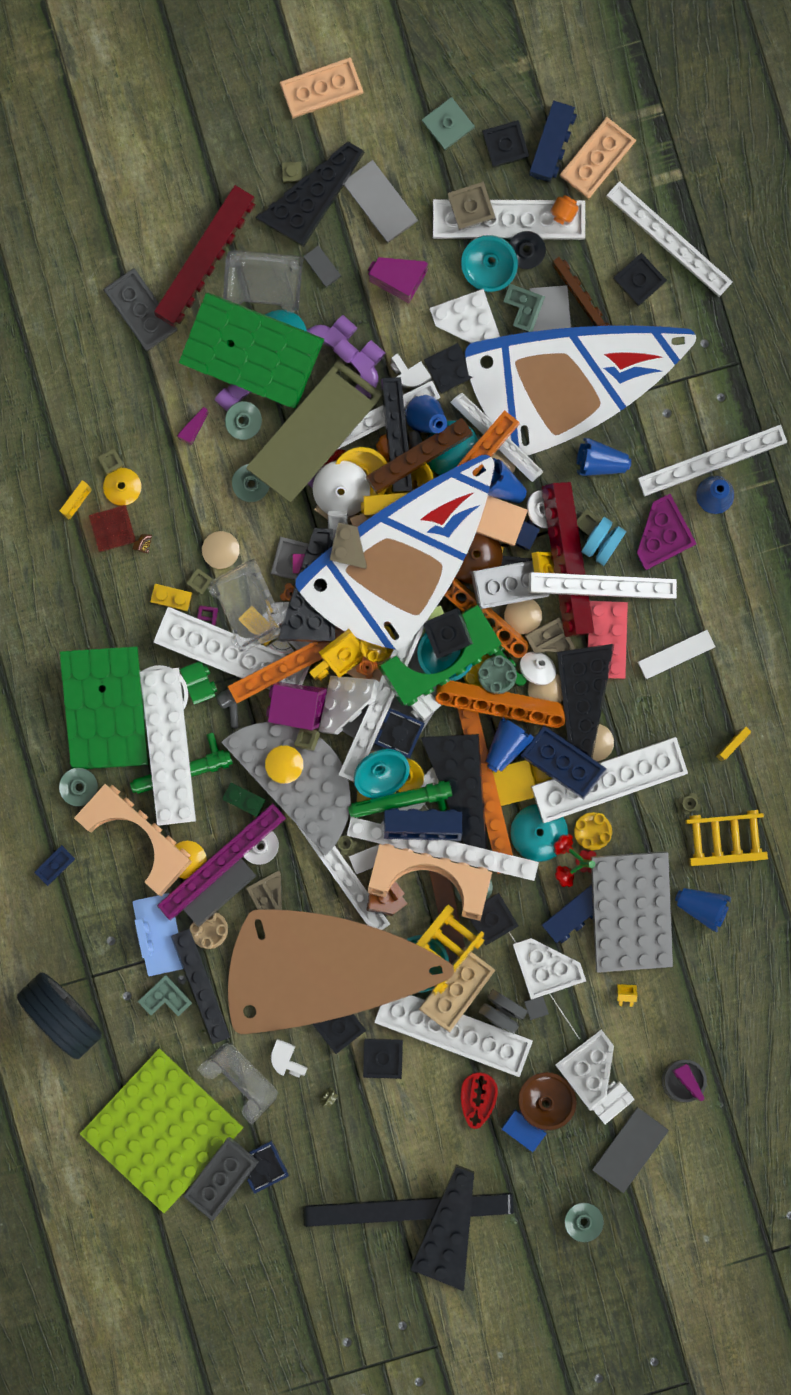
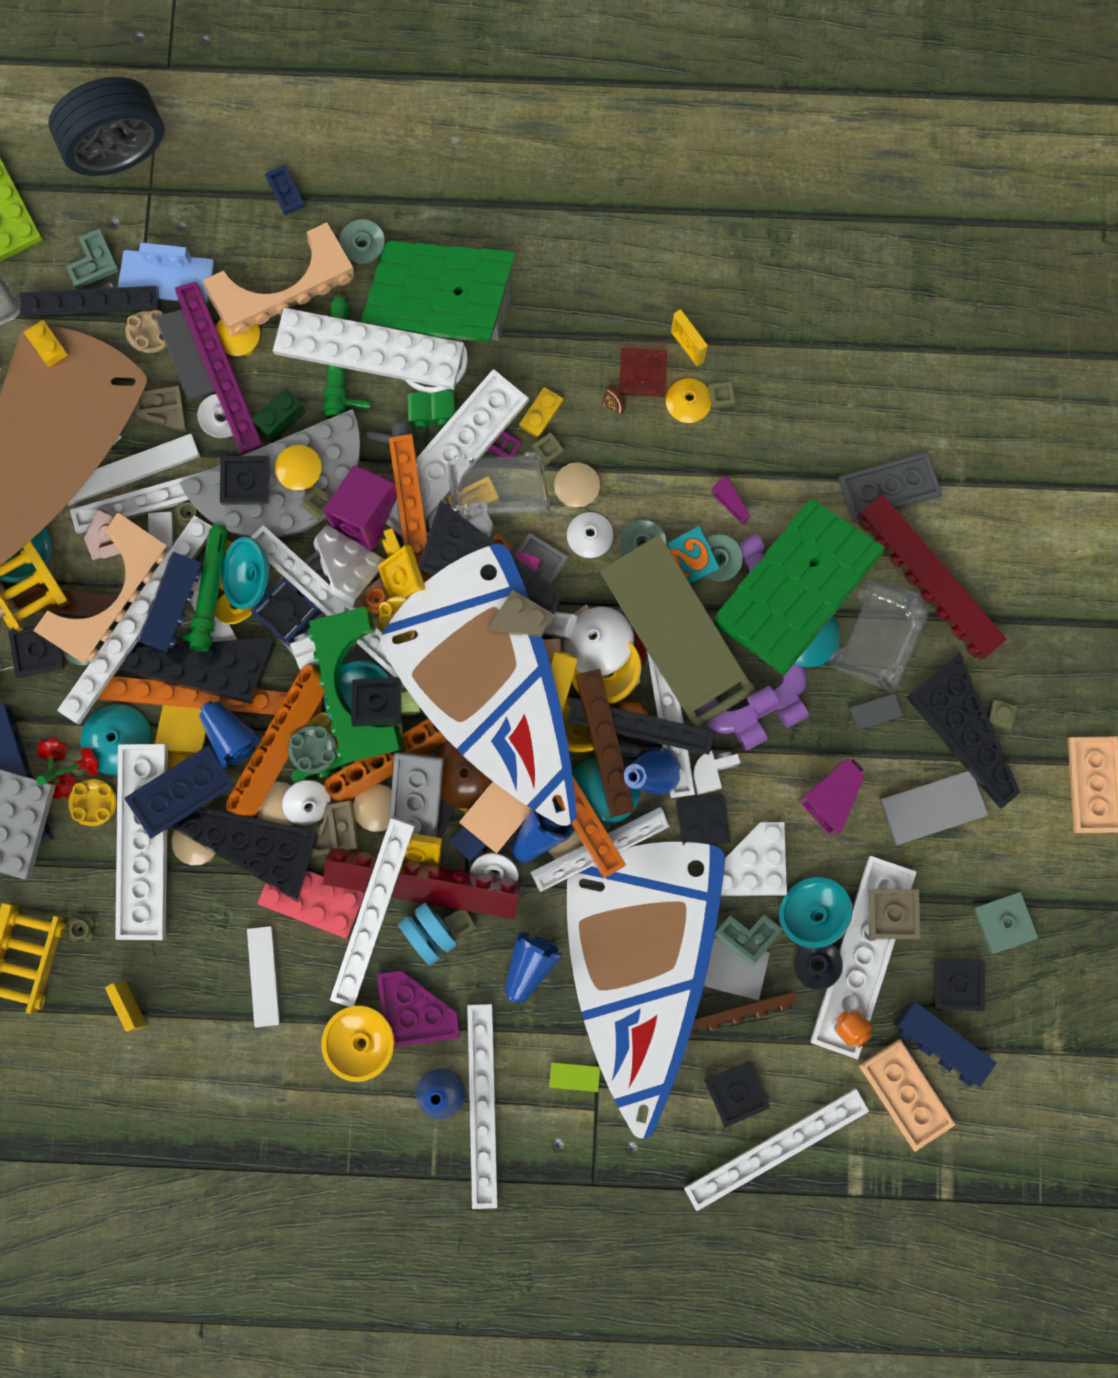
camera: 110 degrees right, 5 degrees down
(247, 1007) = (45, 343): none -> yellow plate
(248, 440) = (694, 555): none -> tile
(263, 534) = (590, 546): none -> white dish
(308, 801) = (244, 480): none -> black plate
(313, 888) = (138, 467): none -> white tile
(668, 401) = (574, 1076): none -> lime tile
(713, 569) = (342, 1046): none -> yellow dish

